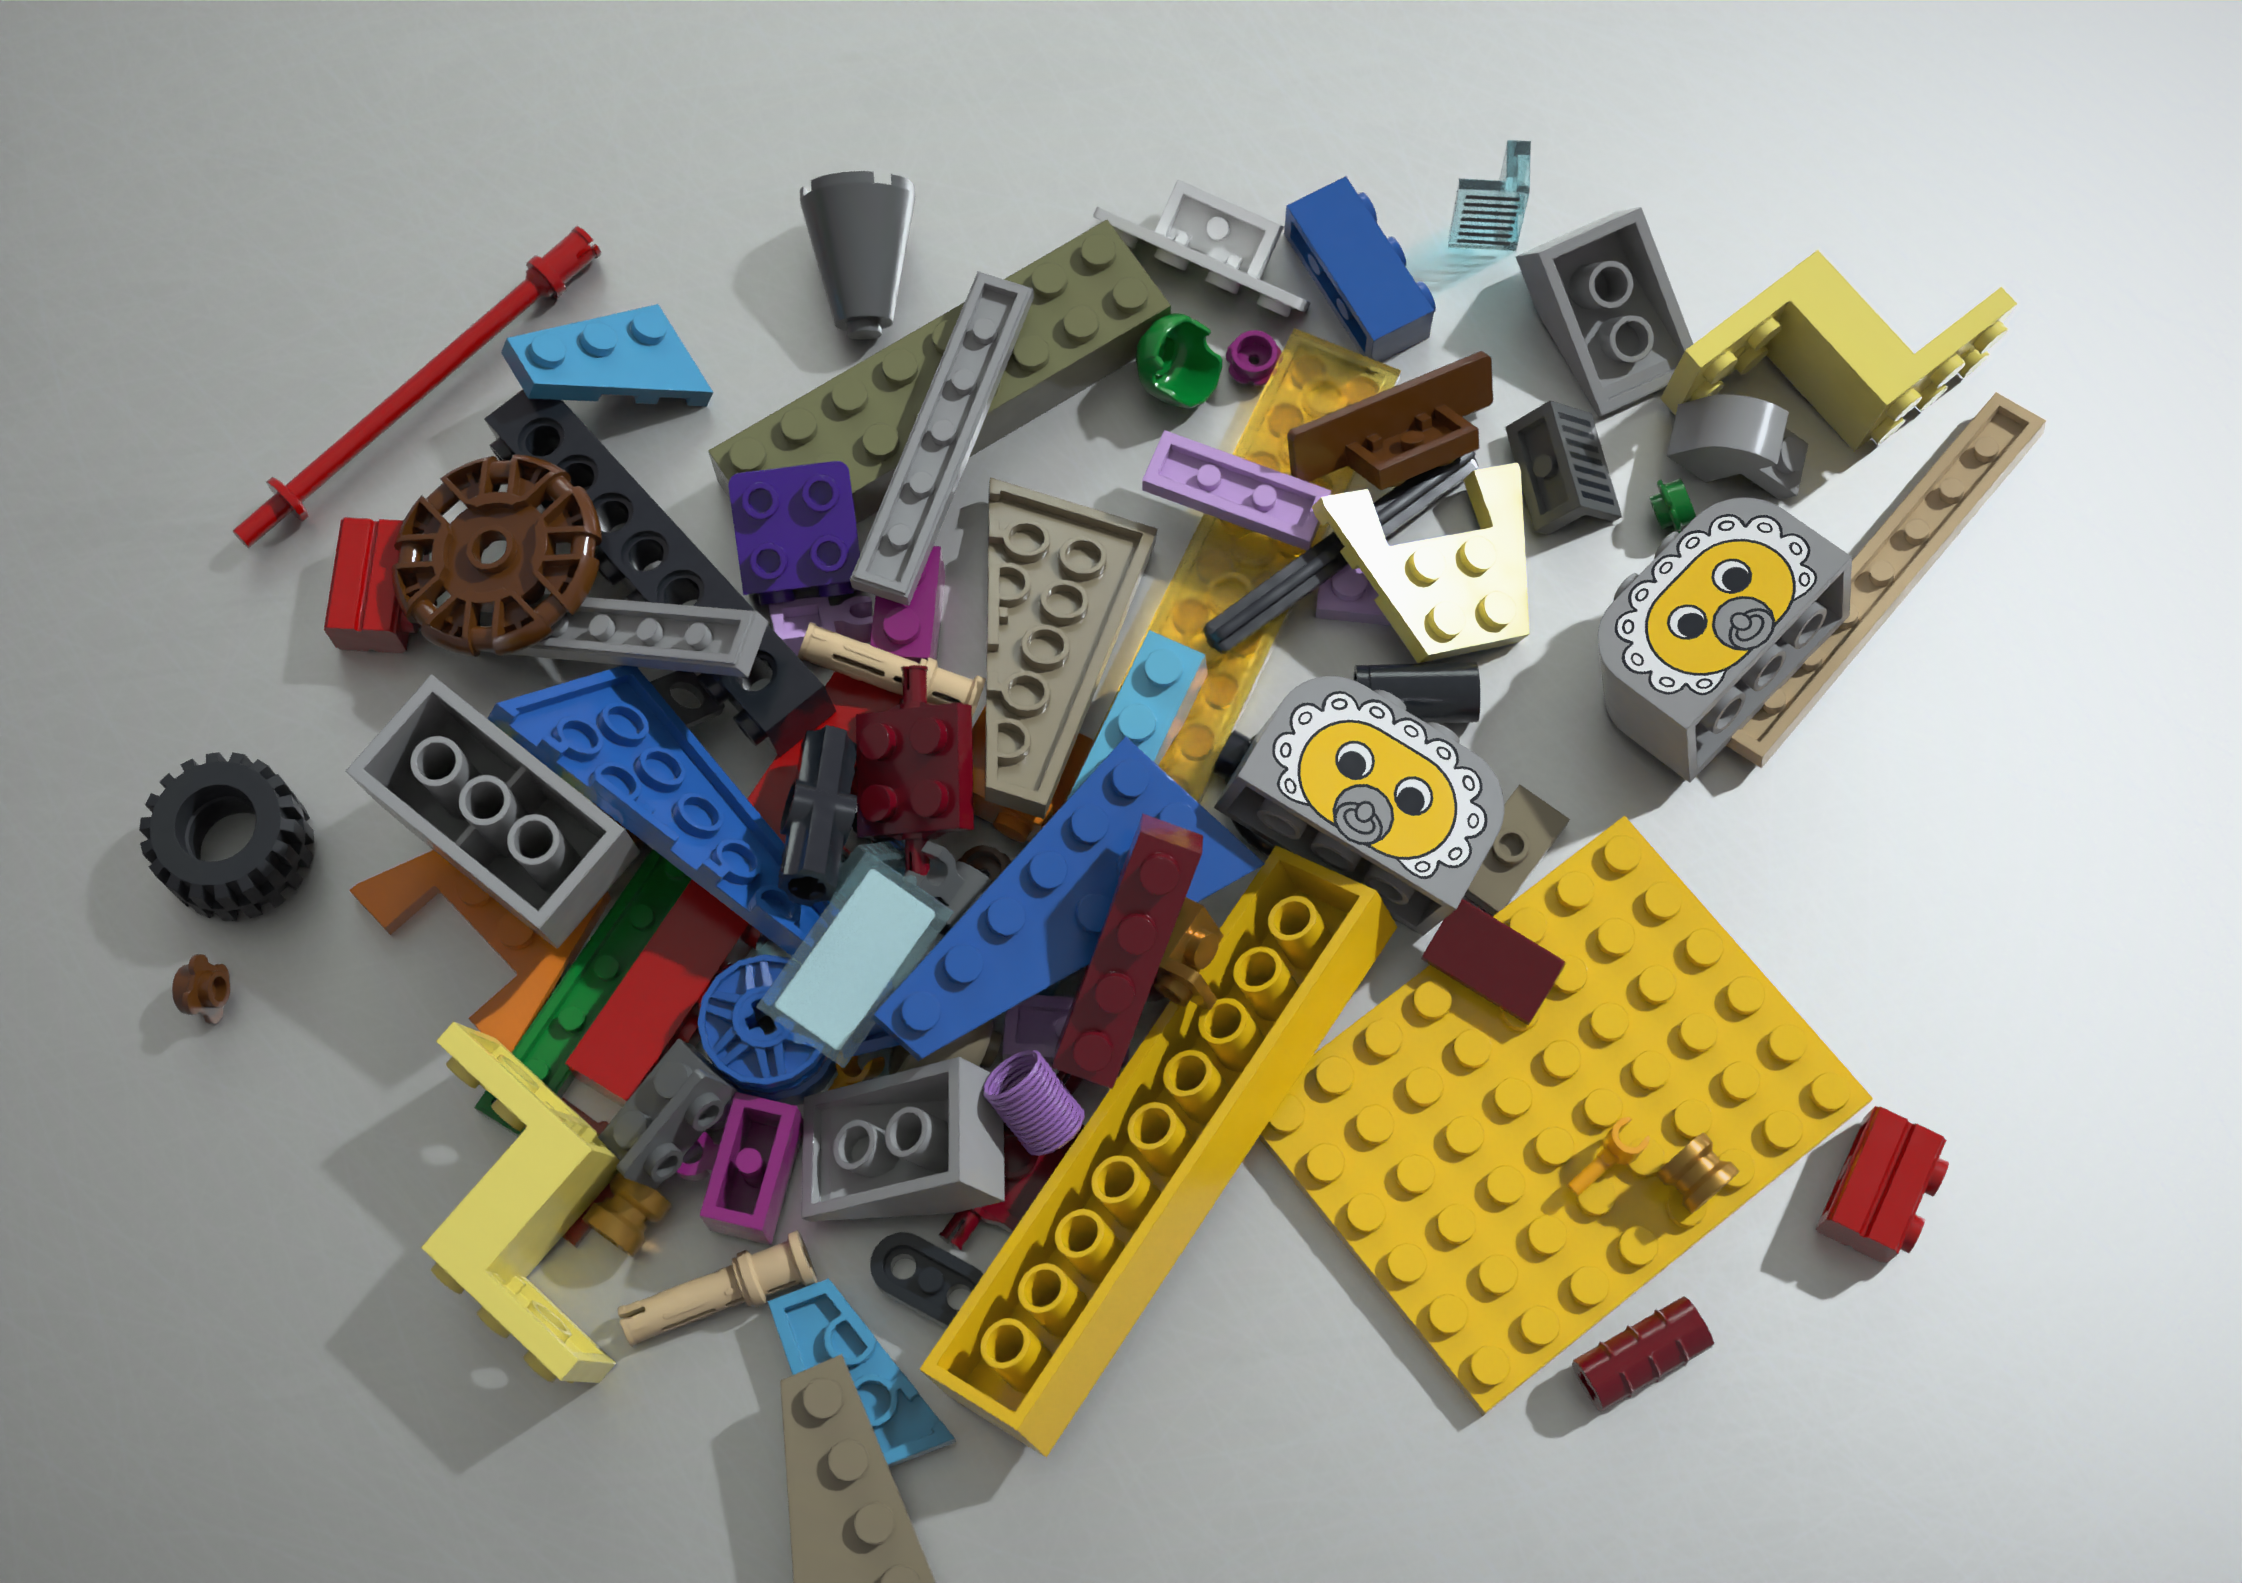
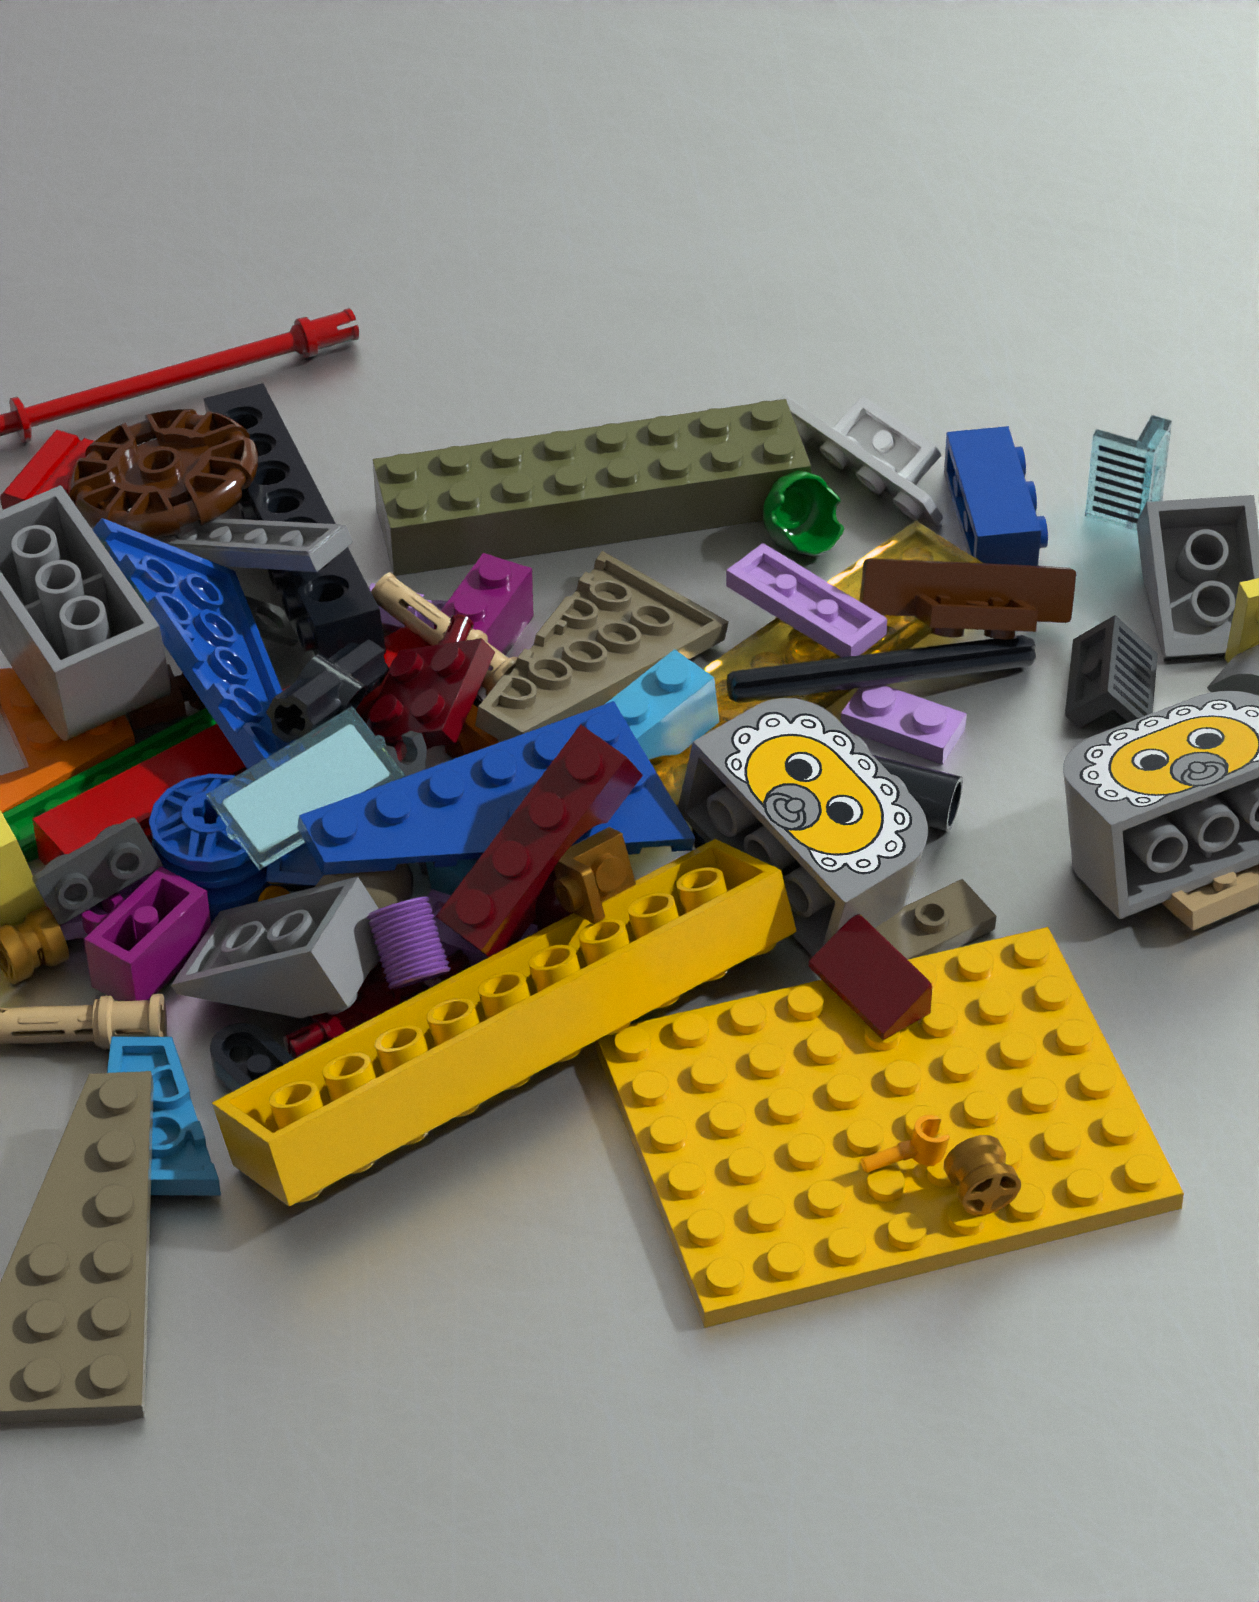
camera: 20 degrees right, 25 degrees down
(608, 355) = (342, 393): dark azure wing -> none
(795, 530) = (416, 528): dark purple bracket -> none
(859, 245) = (574, 365): dark grey cone -> none
(942, 439) = (567, 492): light grey tile -> none
(1249, 345) = (869, 532): magenta plate -> none
(1446, 590) = (961, 723): wing -> none
(1642, 1353) = (872, 1311): dark red axle -> none
(1883, 1186) = (1160, 1255): red brick -> none

